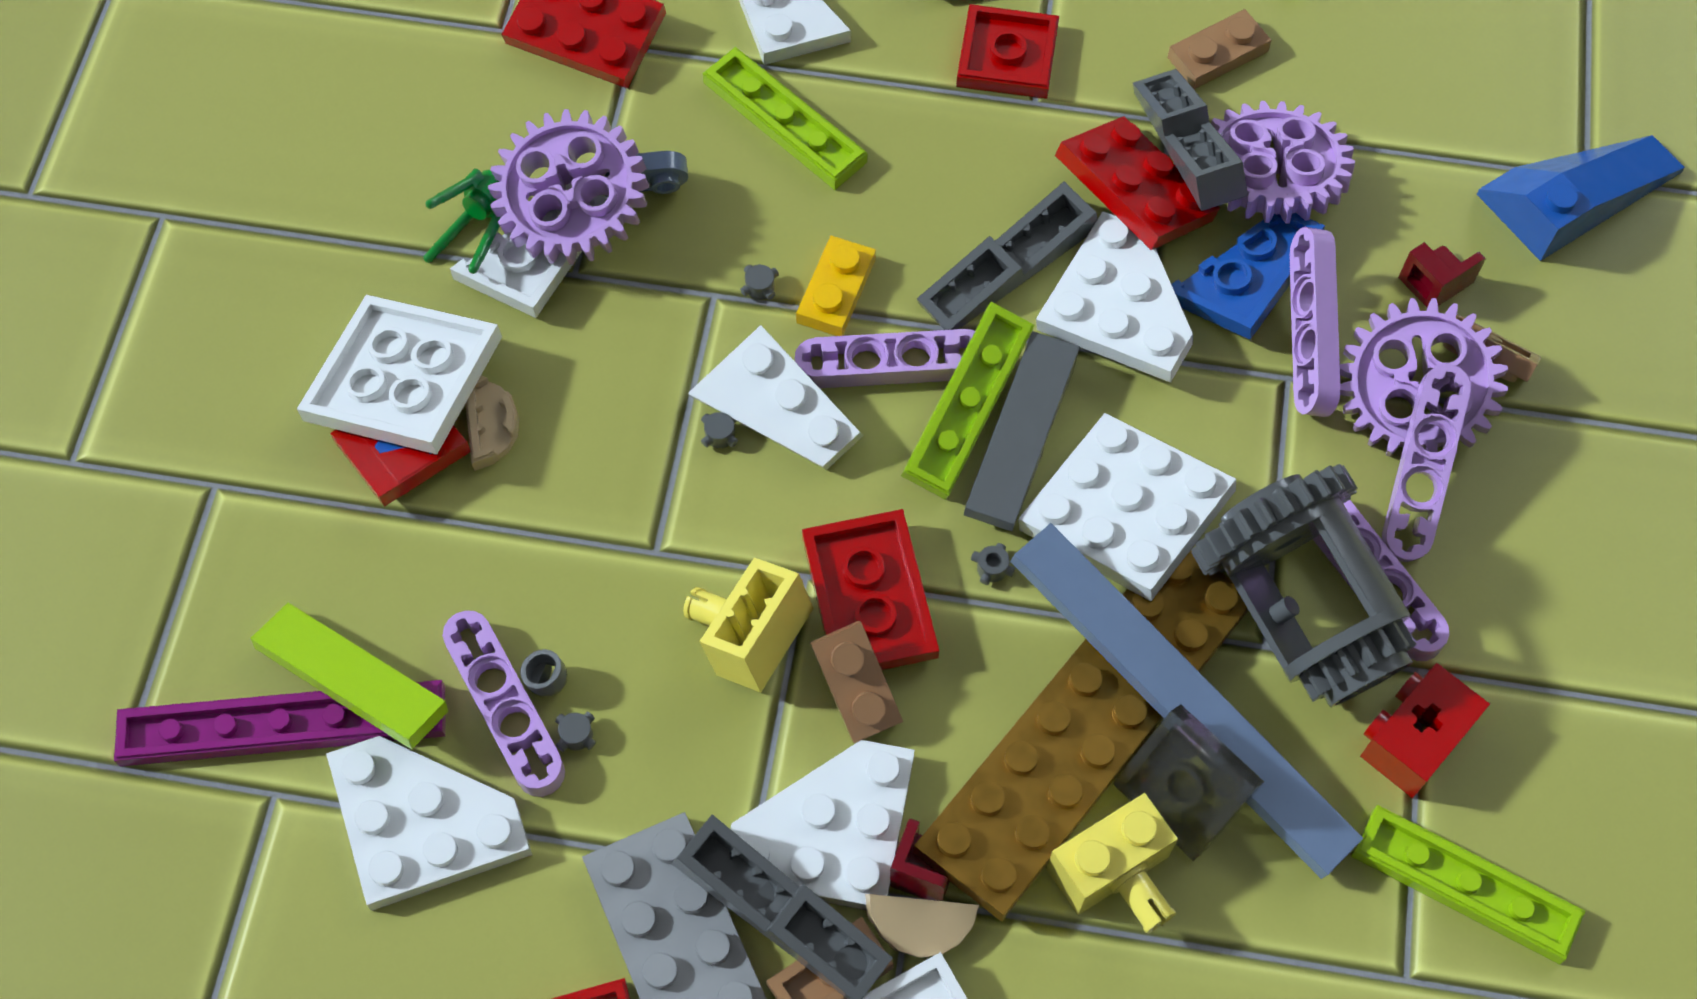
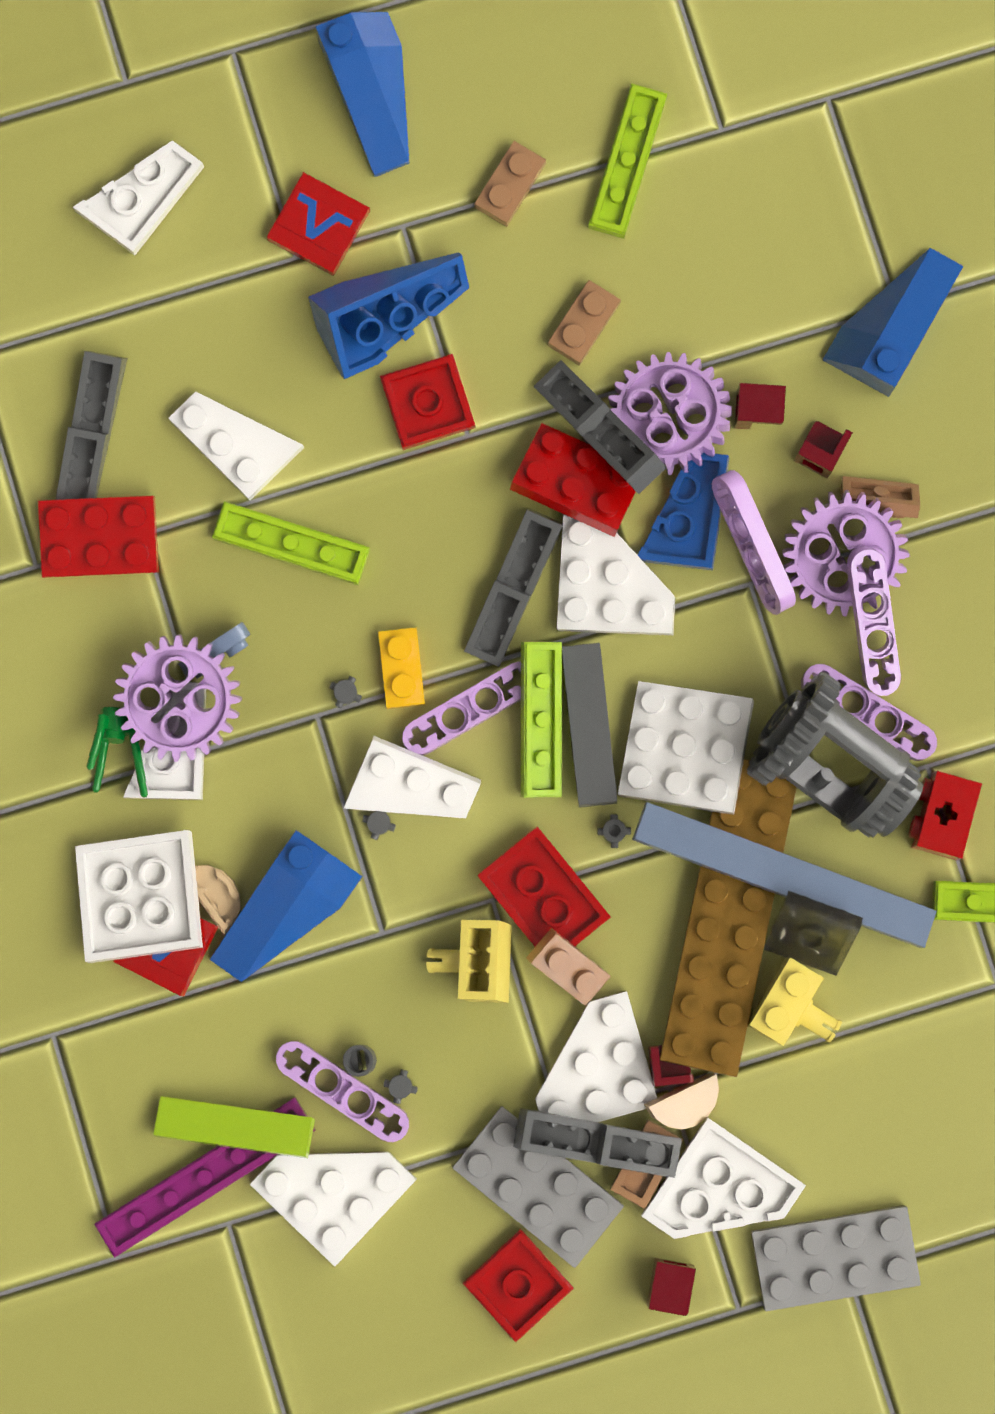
camera: 25 degrees left, 20 degrees up
(570, 457) = (290, 901): none -> blue wedge
(1385, 189) = (759, 405): none -> dark red panel

